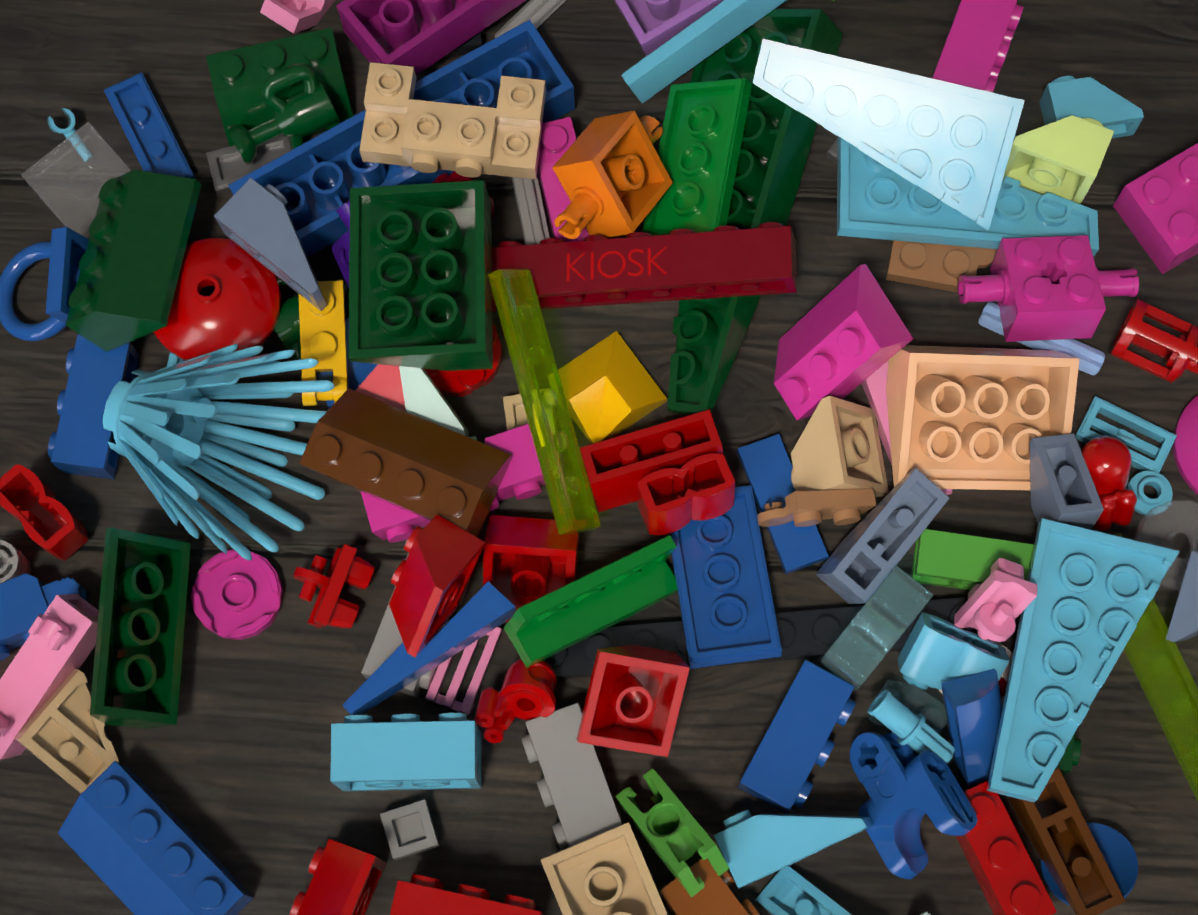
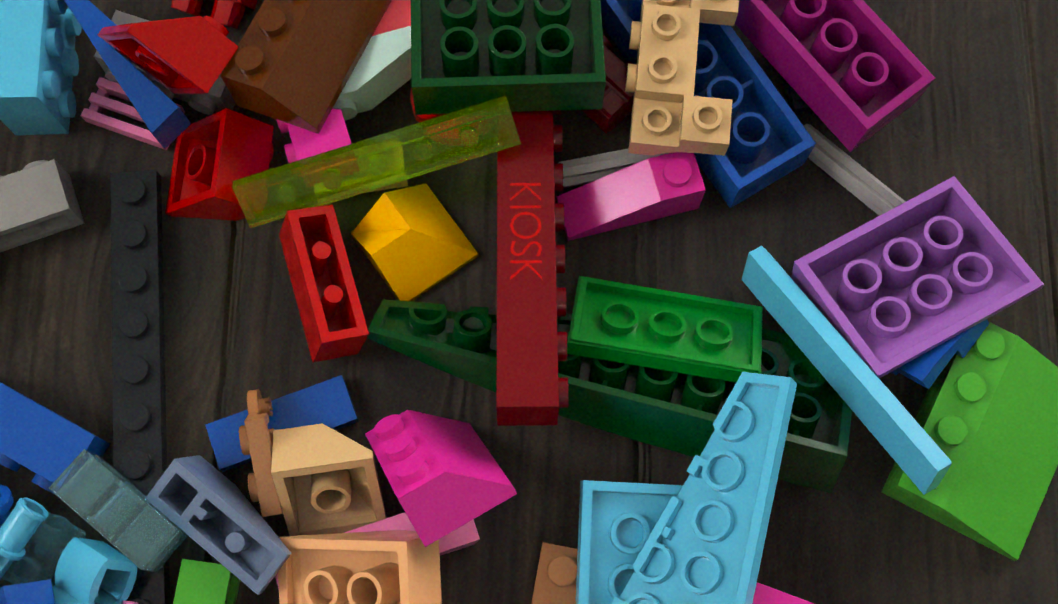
camera: 85 degrees right, 0 degrees up
(524, 695) = (82, 156): red piece -> none
(592, 603) = (166, 221): green fence -> none
(611, 176) = (634, 229): orange brick -> none
(633, 699) = (62, 256): red slope -> none
(694, 492) = (270, 299): red brick -> none
(725, 587) = (198, 355): blue tile -> none

